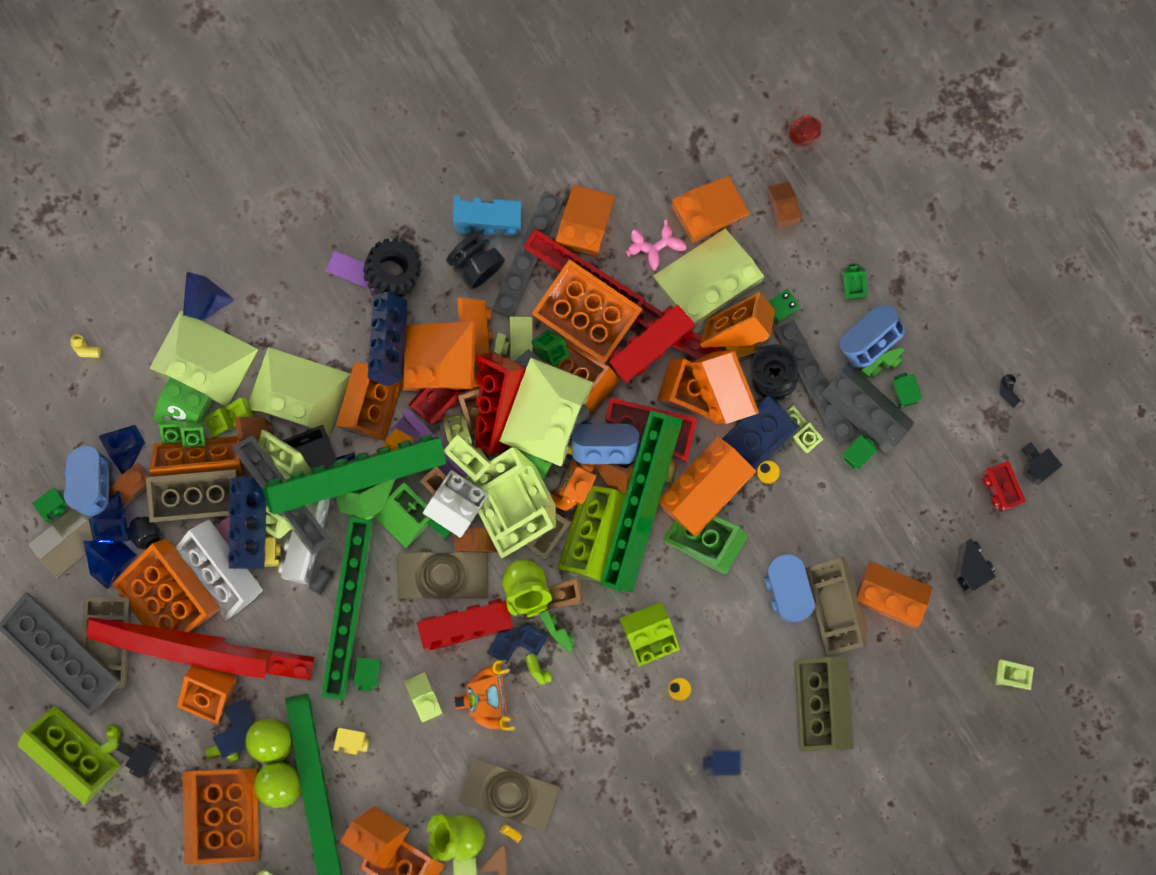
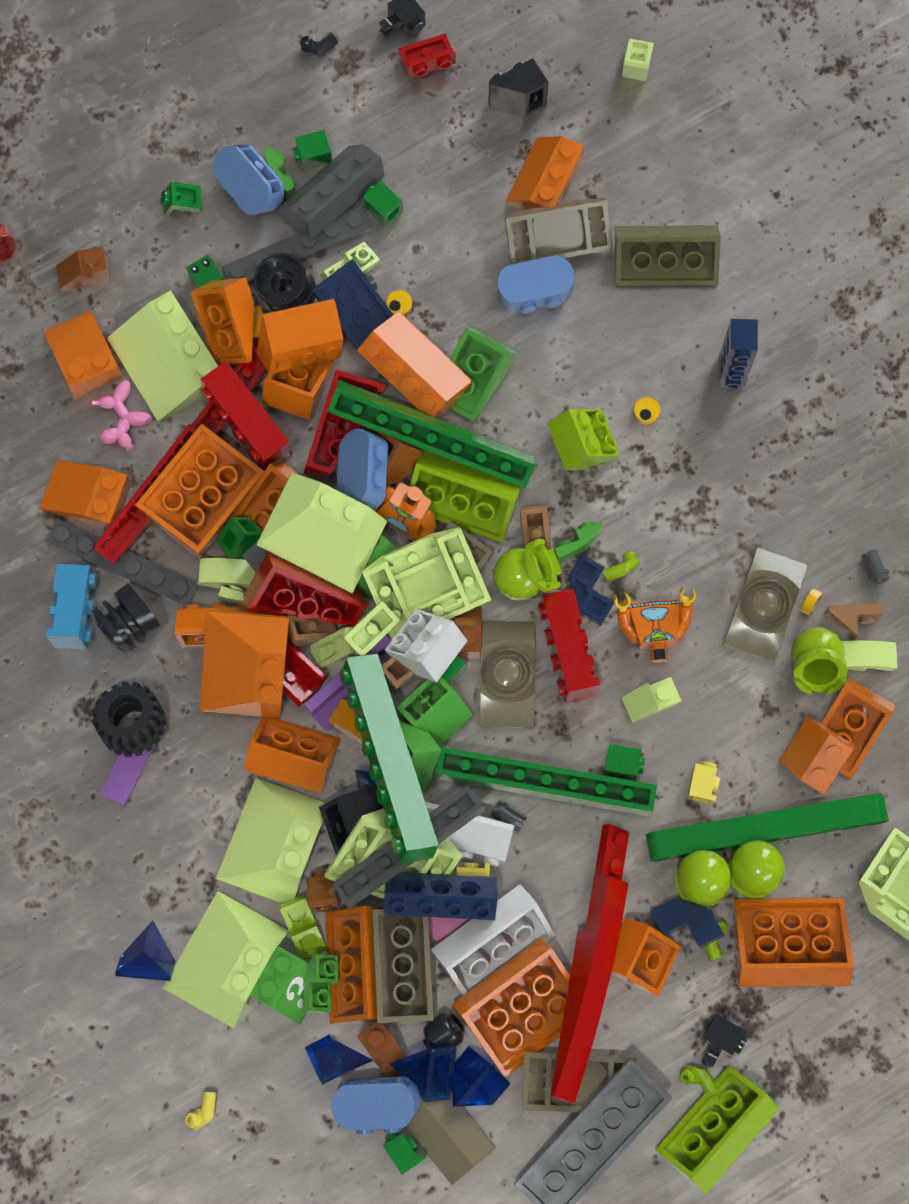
camera: 90 degrees left, 5 degrees down
(387, 339) = (217, 724): dark blue brick -> none

